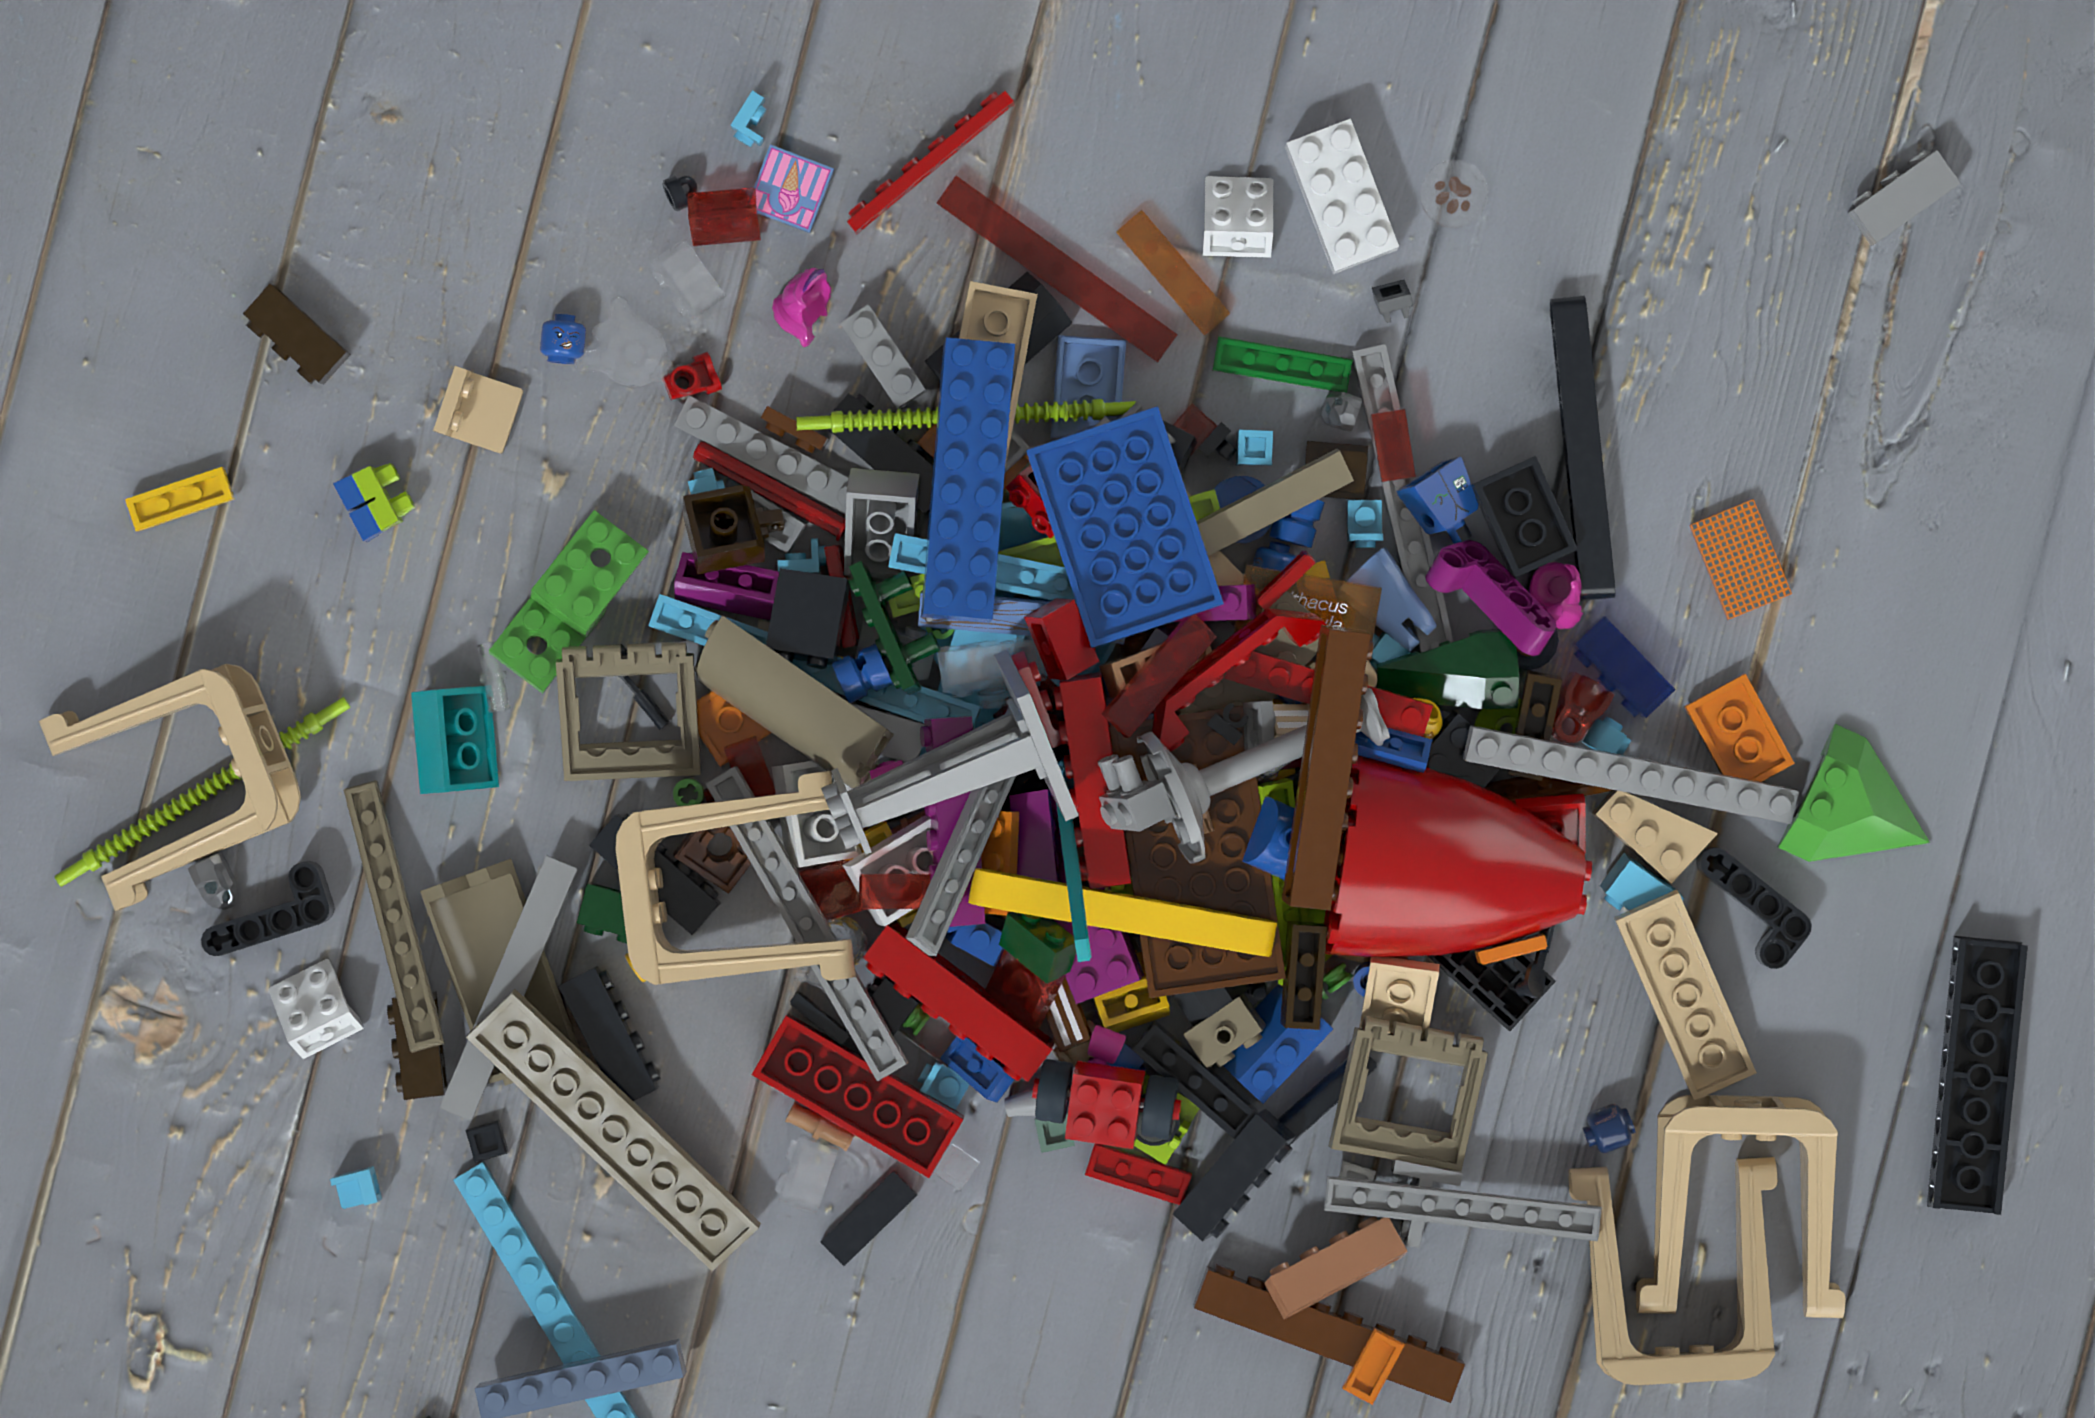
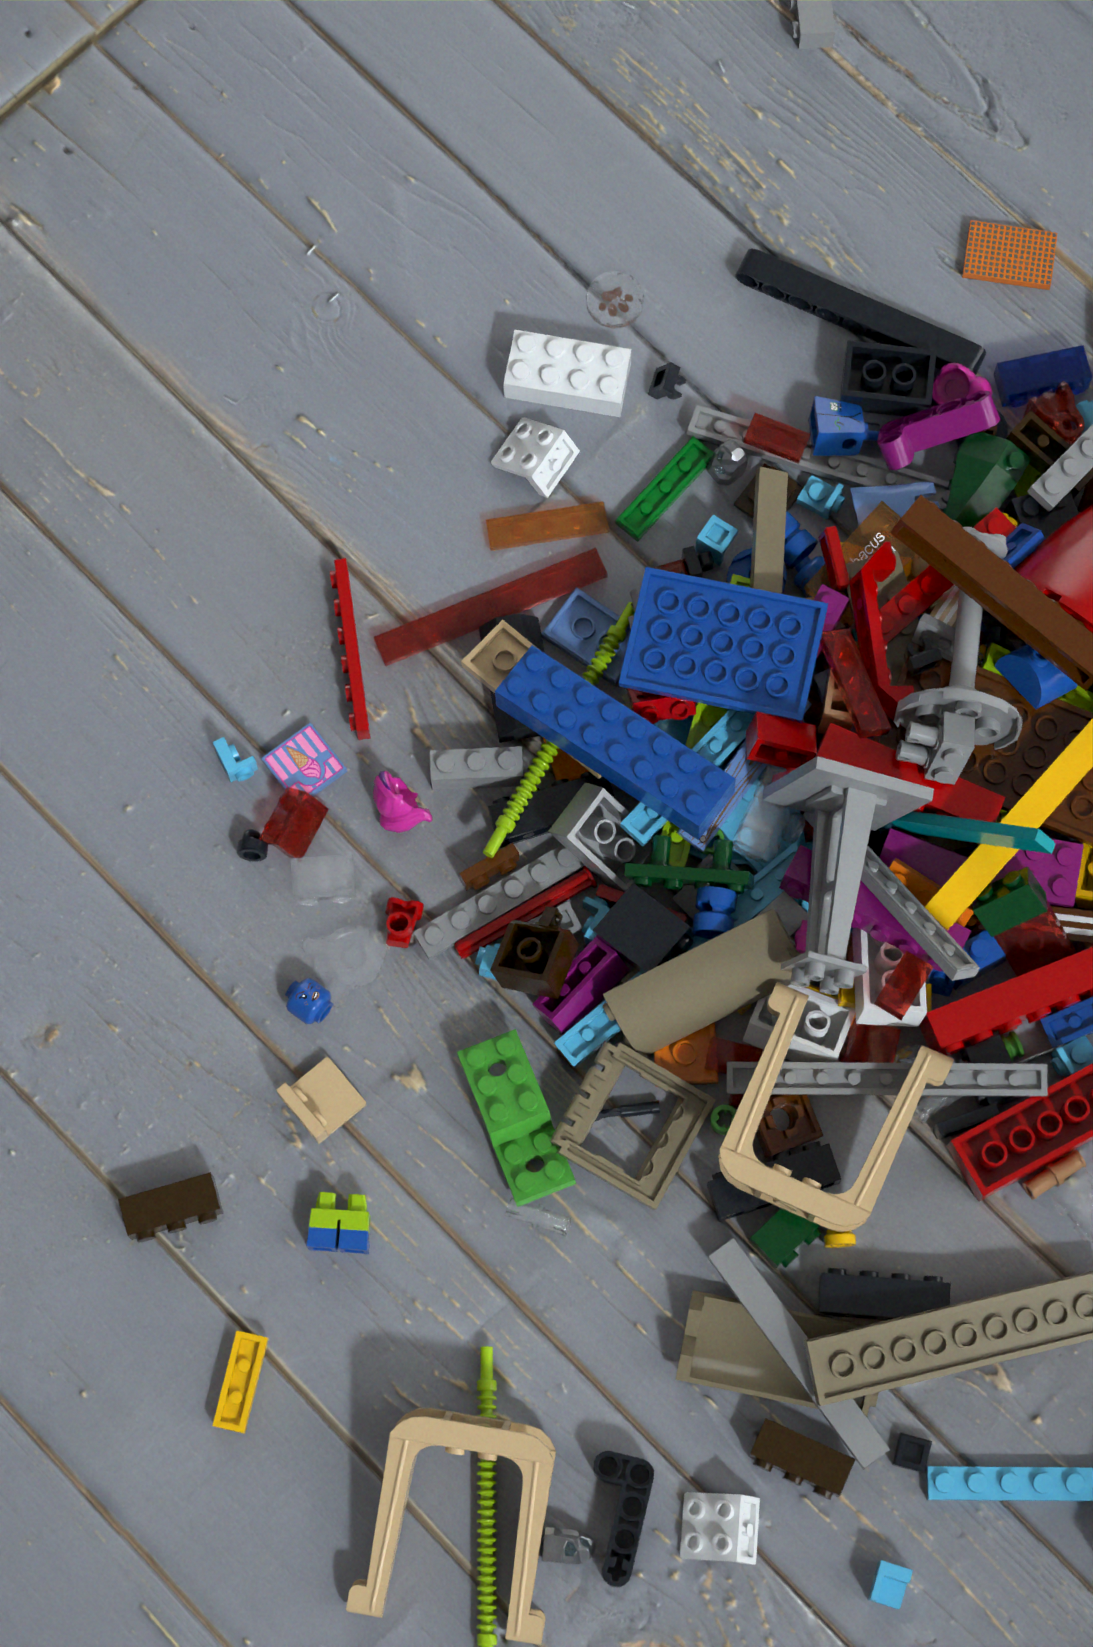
camera: 55 degrees left, 15 degrees down
(394, 916) = (684, 1412): dark tan tile -> none
(454, 740) = (569, 1278): teal slope -> none

